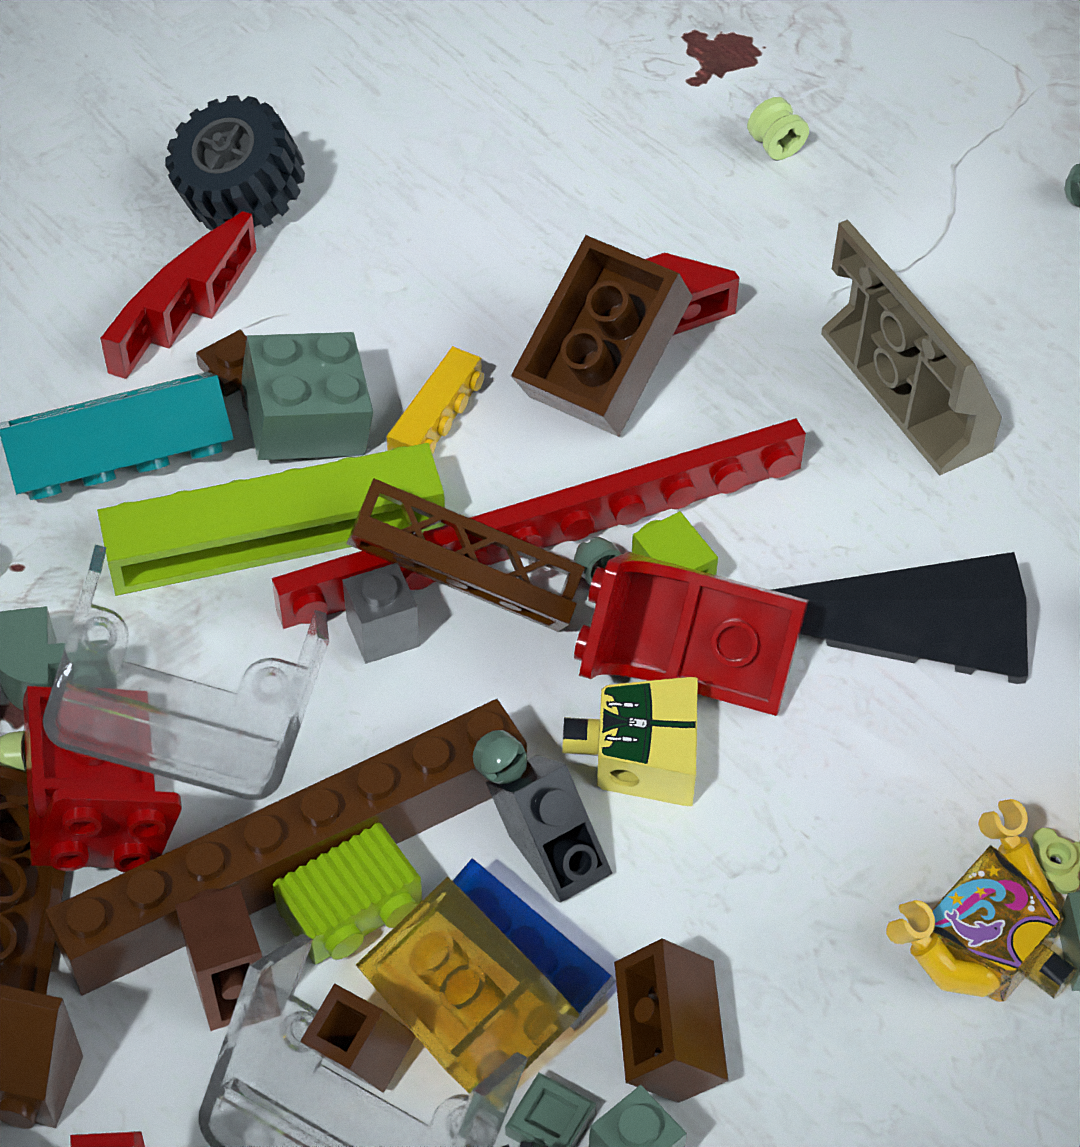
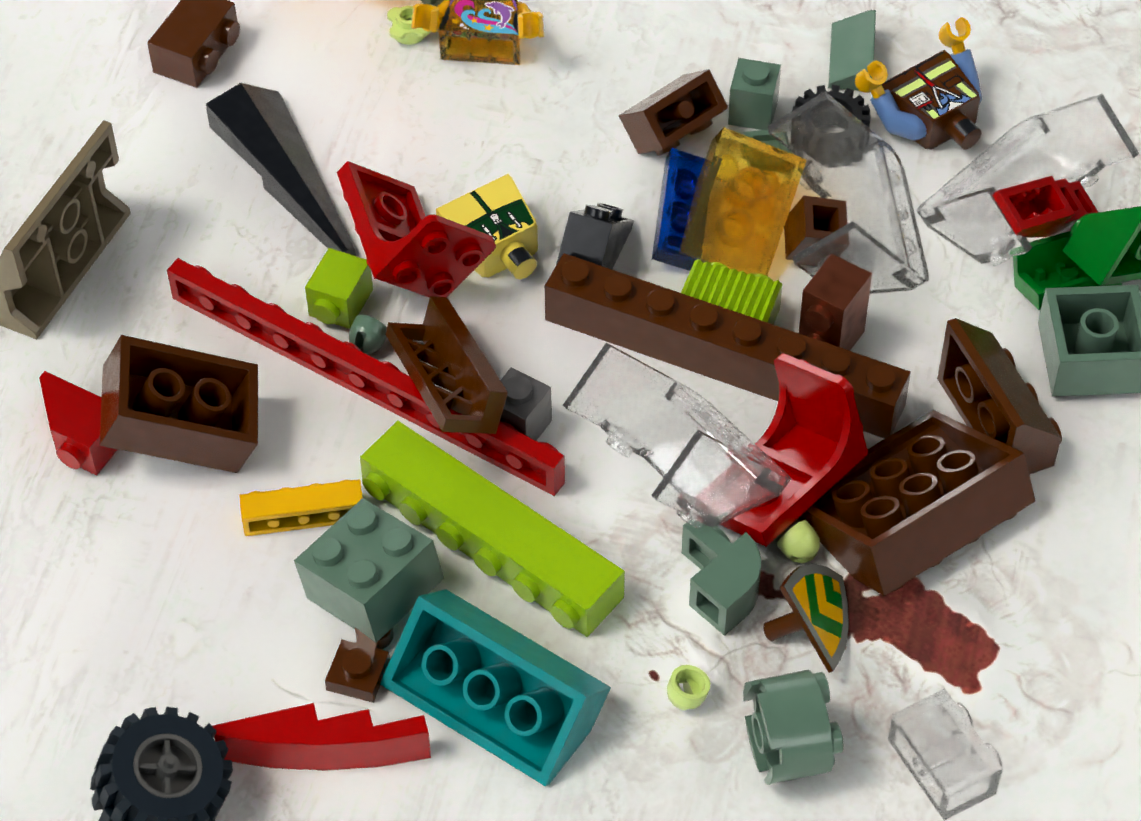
camera: 125 degrees left, 0 degrees up
(500, 757) = (591, 246): sand green hinge -> none

